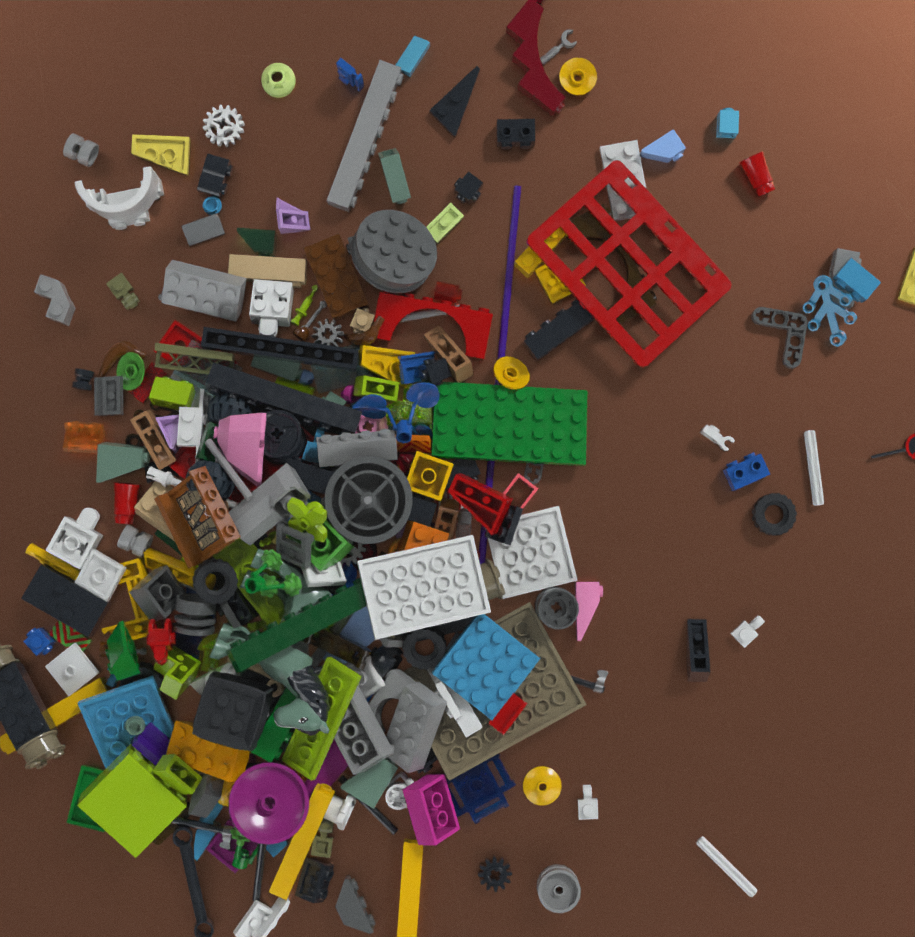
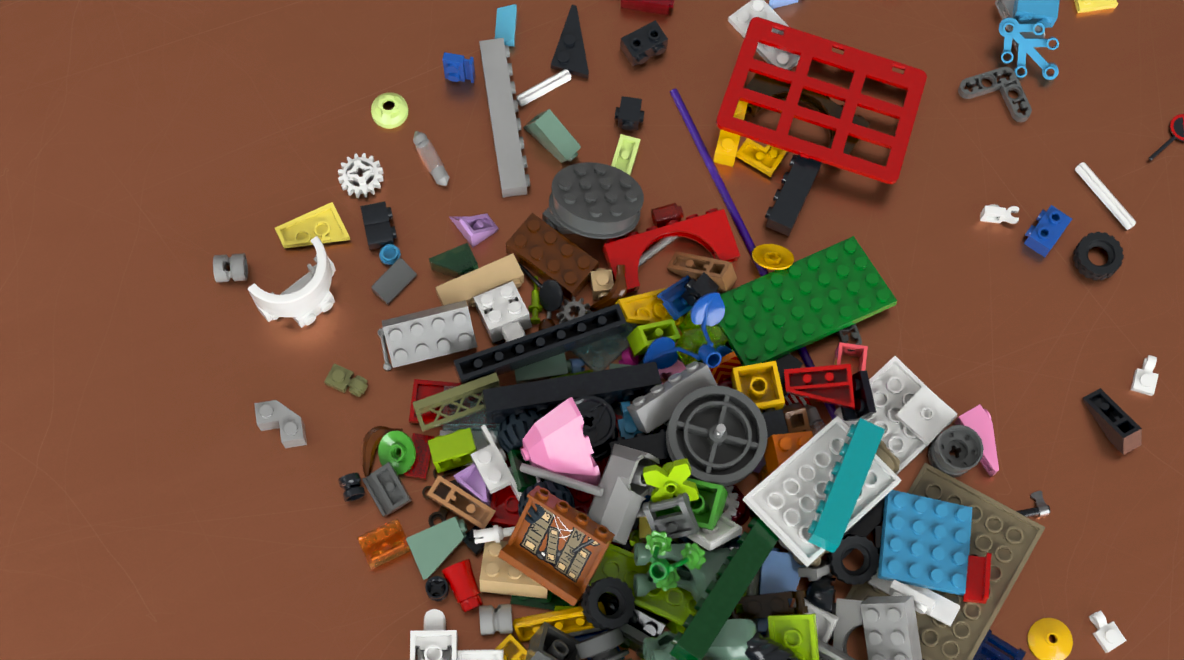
camera: 30 degrees left, 15 degrees down
(101, 493) = (433, 588): none -> black wheel
(287, 140) = (430, 158): none -> piece
(317, 306) = (550, 292): none -> black piece
(412, 127) = (543, 87): none -> white axle
(440, 595) = (846, 485): none -> teal brick
(552, 566) = (925, 415): none -> white plate

